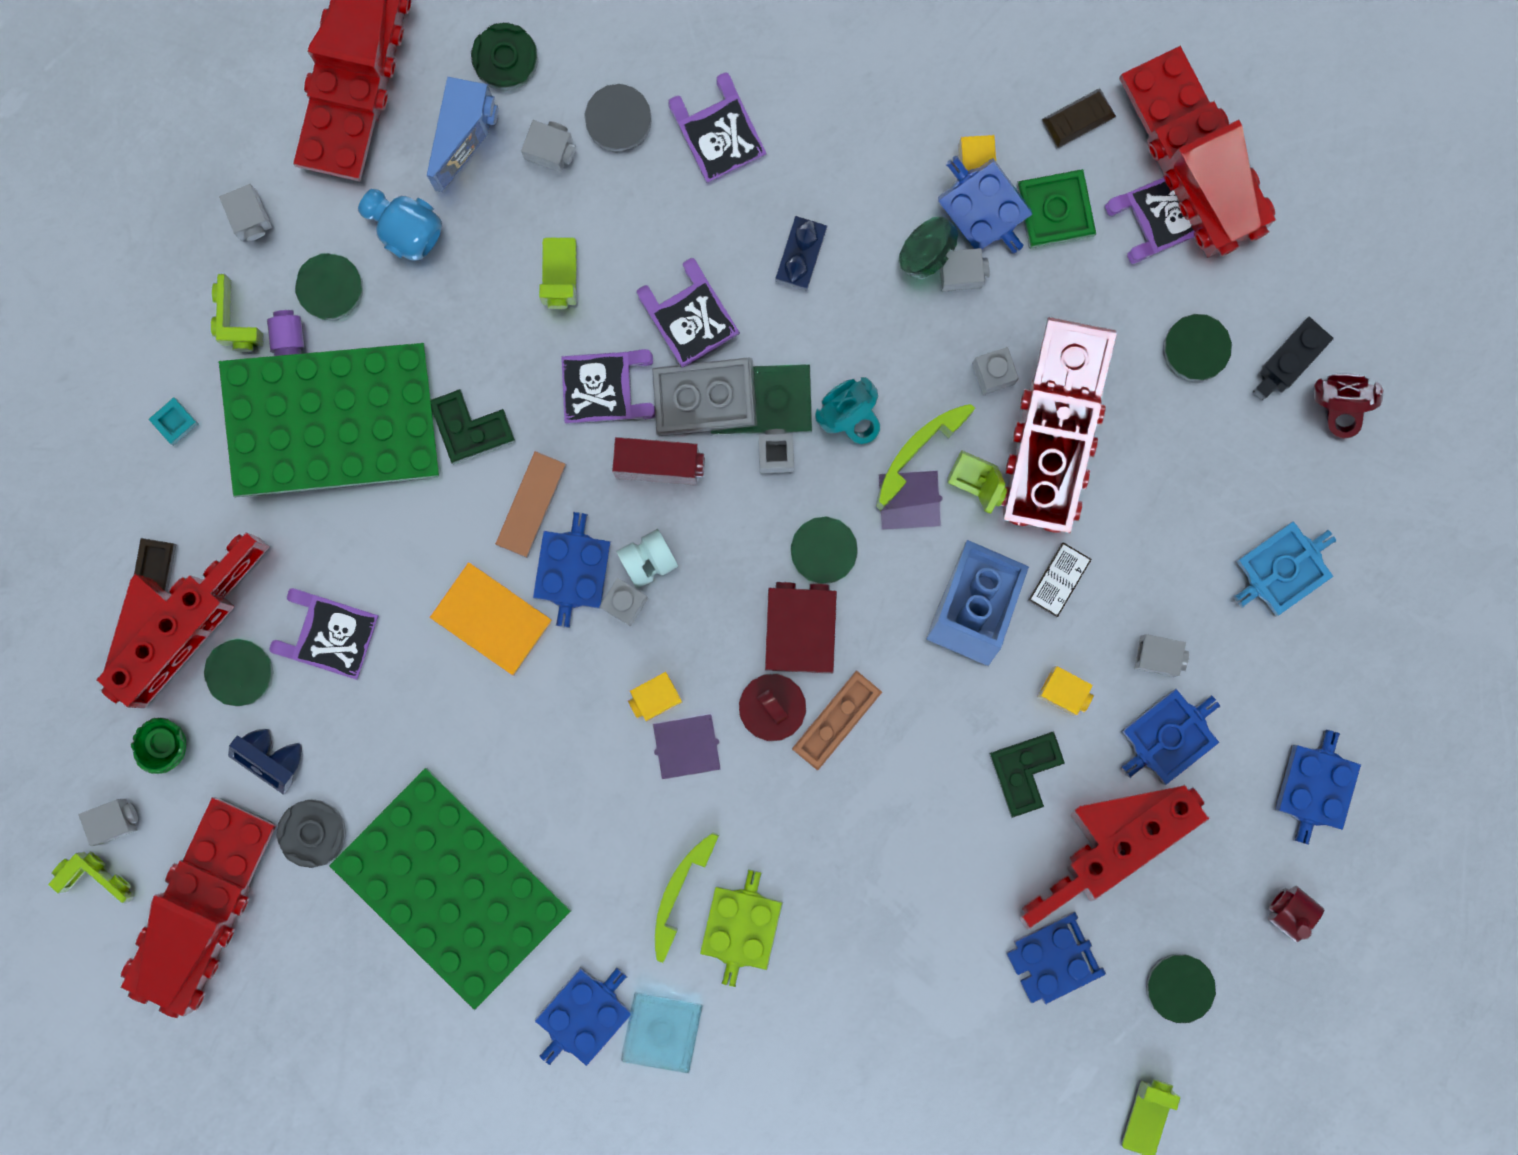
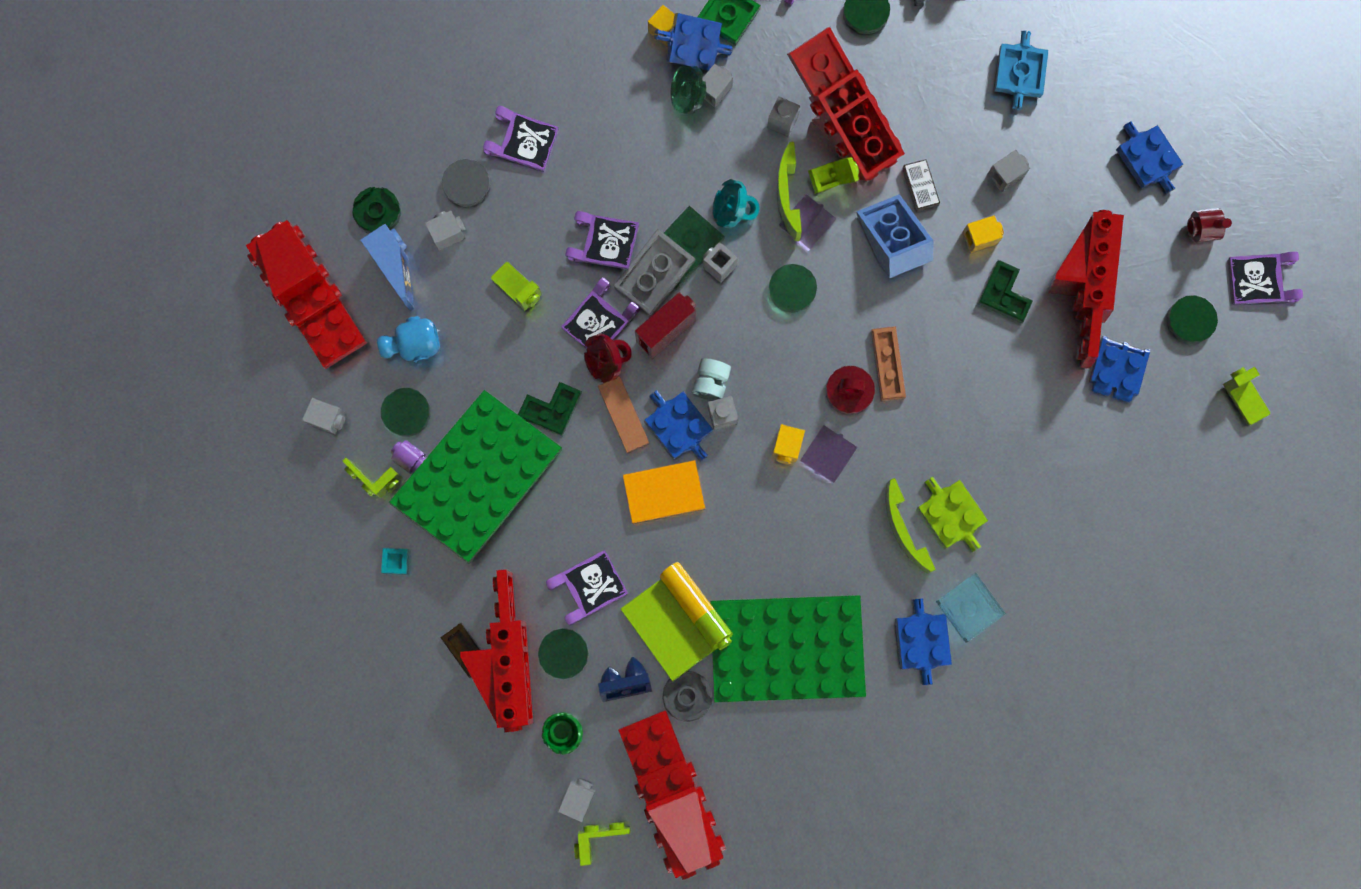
camera: 45 degrees left, 5 degrees down
(371, 755) = (677, 622): none -> lime door
(565, 432) = (604, 357): none -> dark red tile
(800, 628) = (823, 336): dark red brick -> none
(801, 253) = (627, 157): dark blue tile -> none
(1170, 736) = (1055, 204): blue plate -> none
(1292, 1019) = (1260, 278): none -> flag

